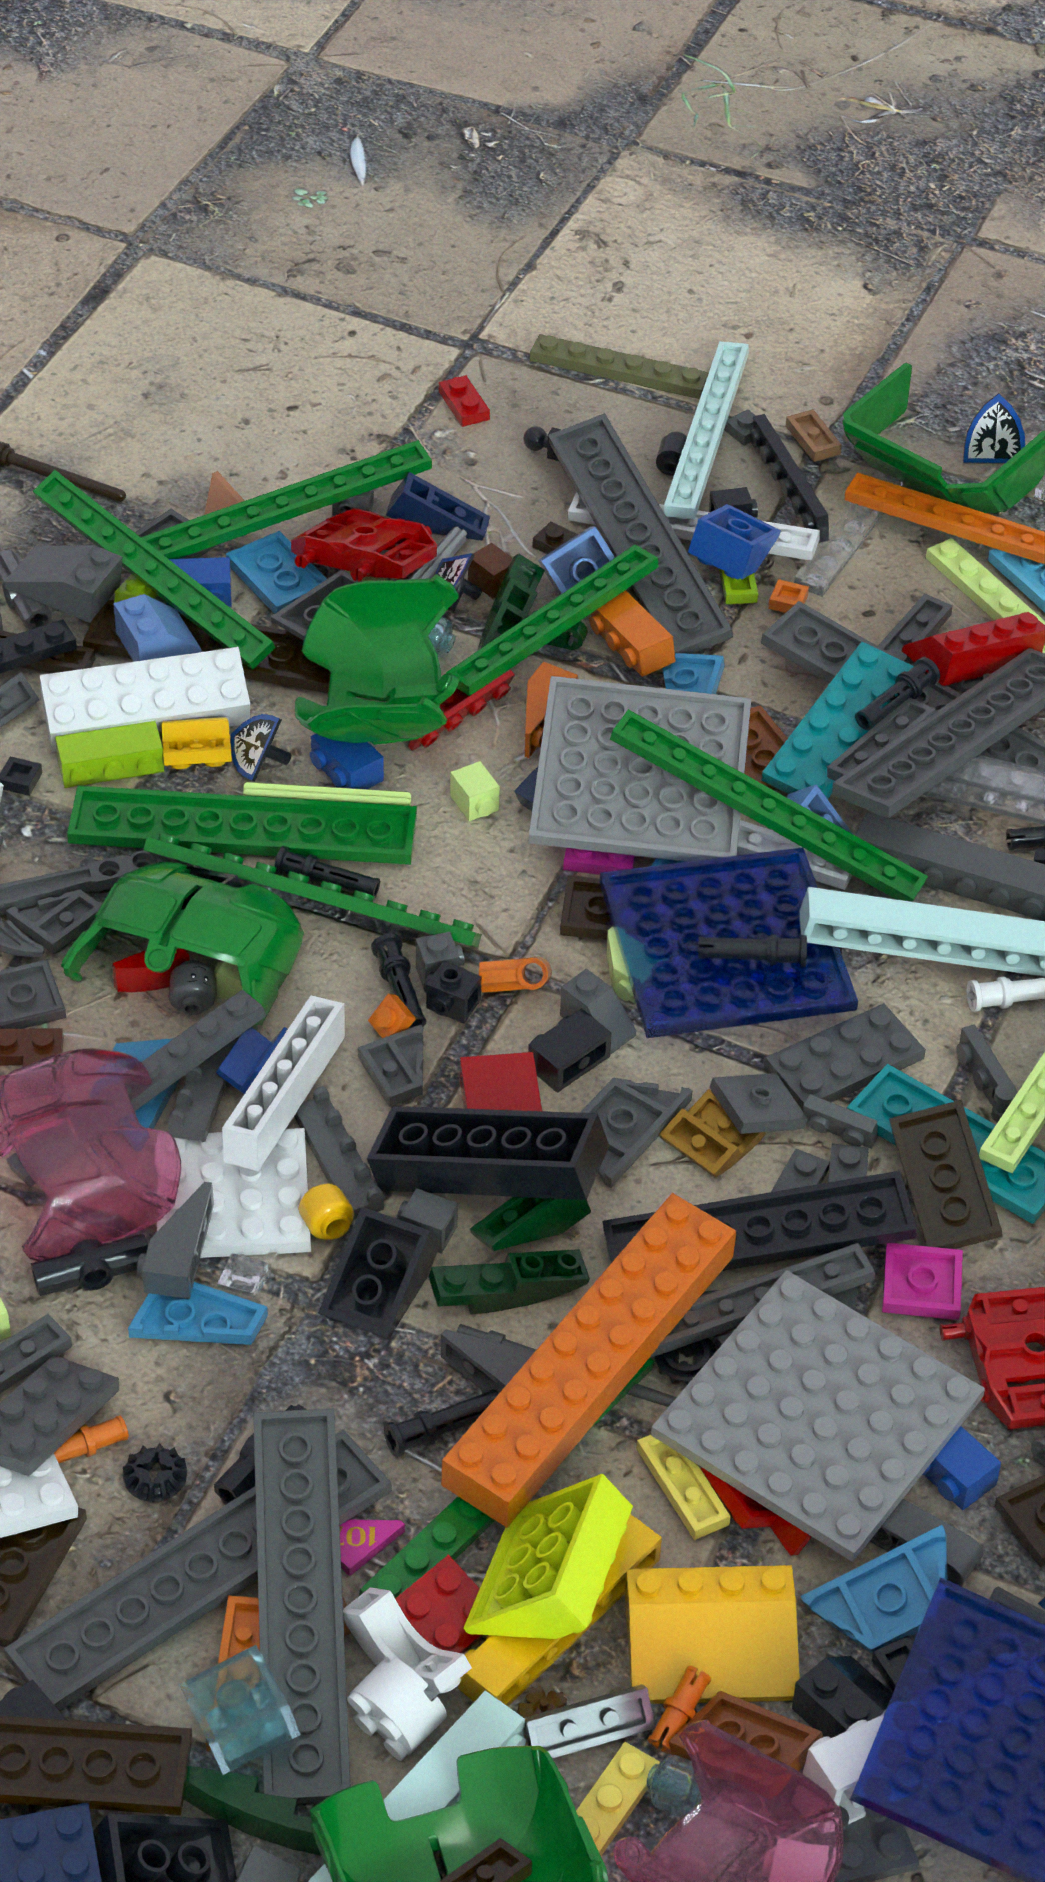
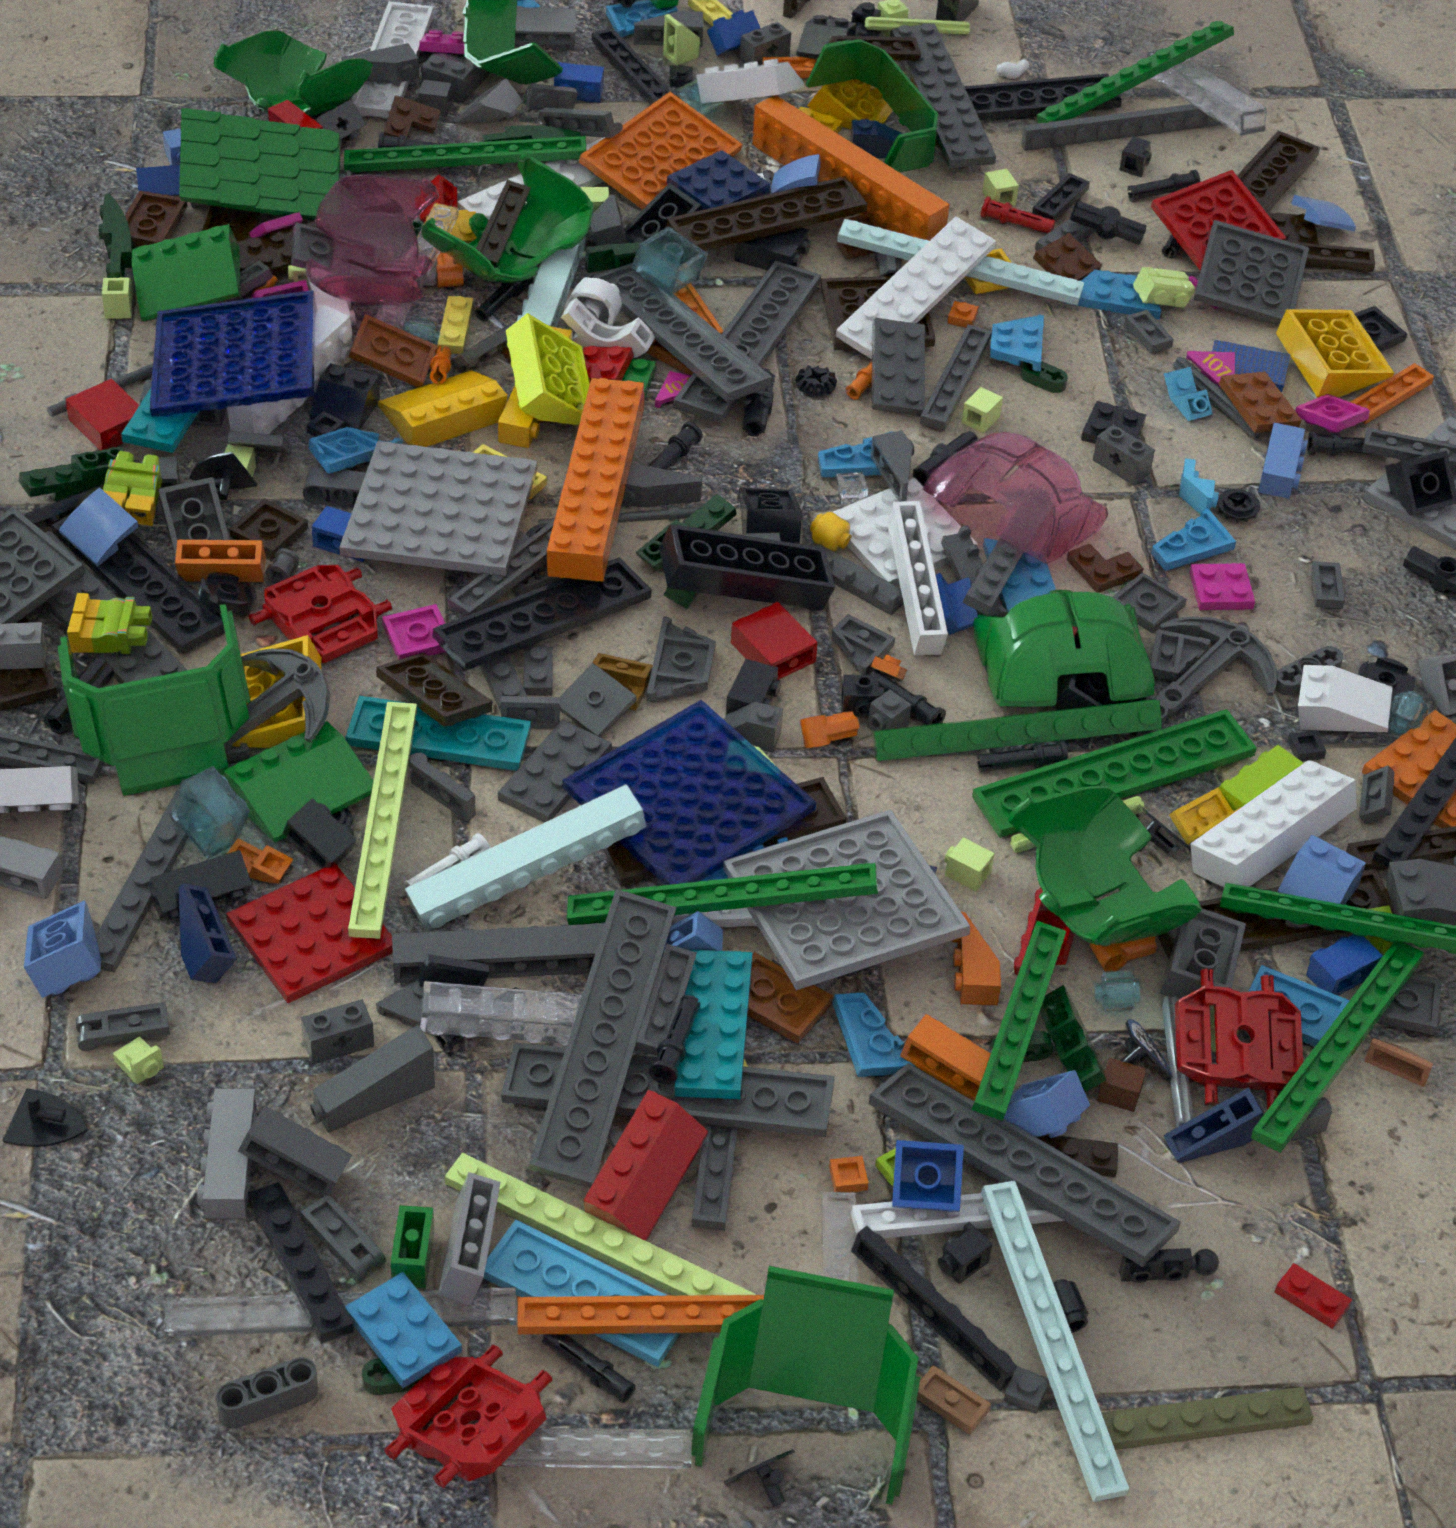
camera: 150 degrees right, 0 degrees up
(772, 949) = (645, 774): black pin -> none

